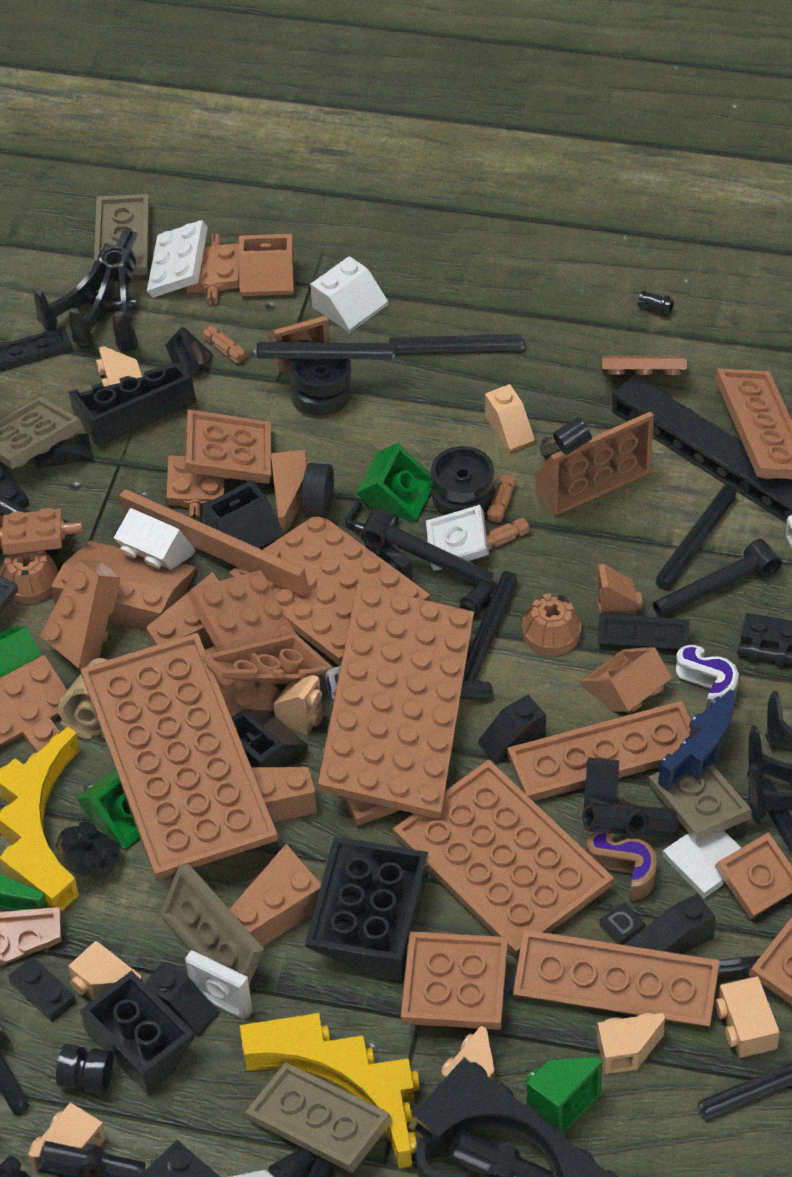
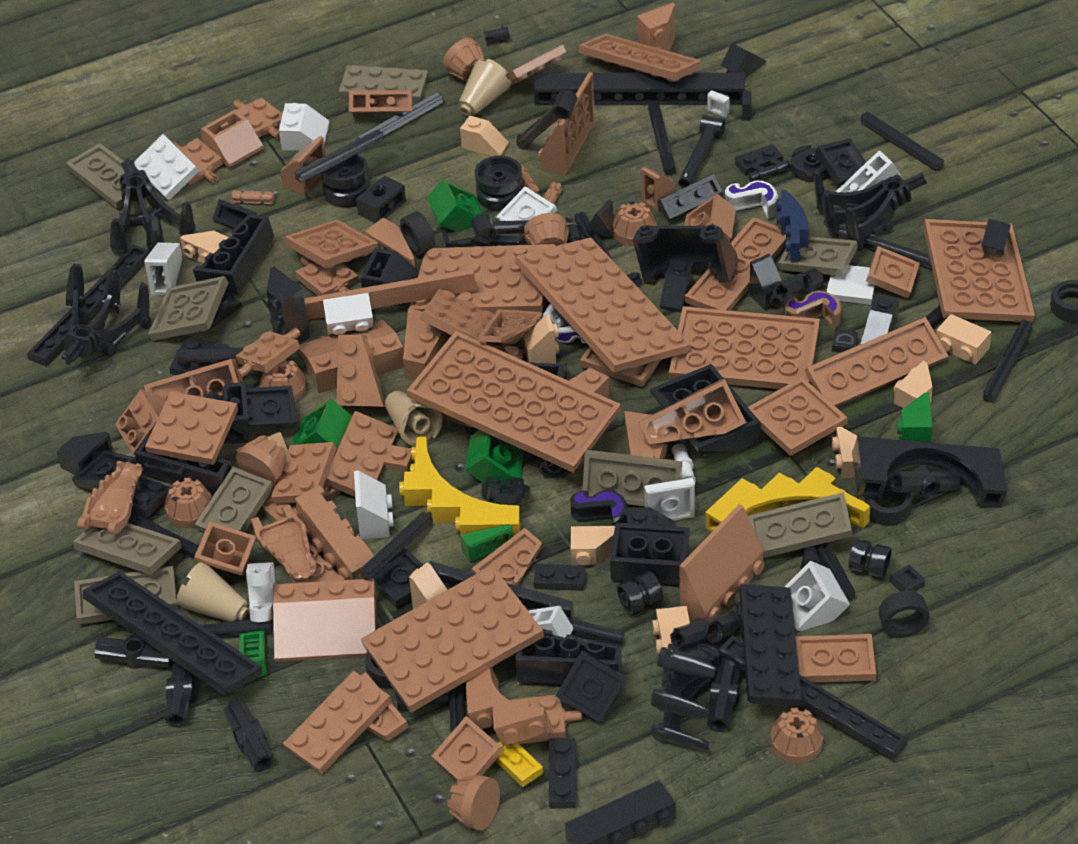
camera: 40 degrees left, 5 degrees down
(56, 369) = (163, 267): none -> white slope
(92, 493) = (286, 305): none -> black slope
(161, 936) = (600, 505): none -> black animal
(173, 1100) = (719, 565): none -> nougat slope
(291, 952) = (680, 454): none -> white pin
(319, 252) = (262, 116): none -> nougat plate
(334, 426) = (381, 199): none -> black brick
(341, 906) = (697, 415): none -> nougat wedge
(442, 576) = (546, 229): none -> nougat piece
(443, 309) = (379, 101): none -> nougat slope
(485, 291) = (379, 78): none -> dark tan plate
(517, 598) = (602, 221): none -> black slope
(520, 672) = (702, 245): none -> black windscreen
(564, 359) = (483, 86): none -> tan cone
(581, 314) = (462, 58): none -> nougat piece

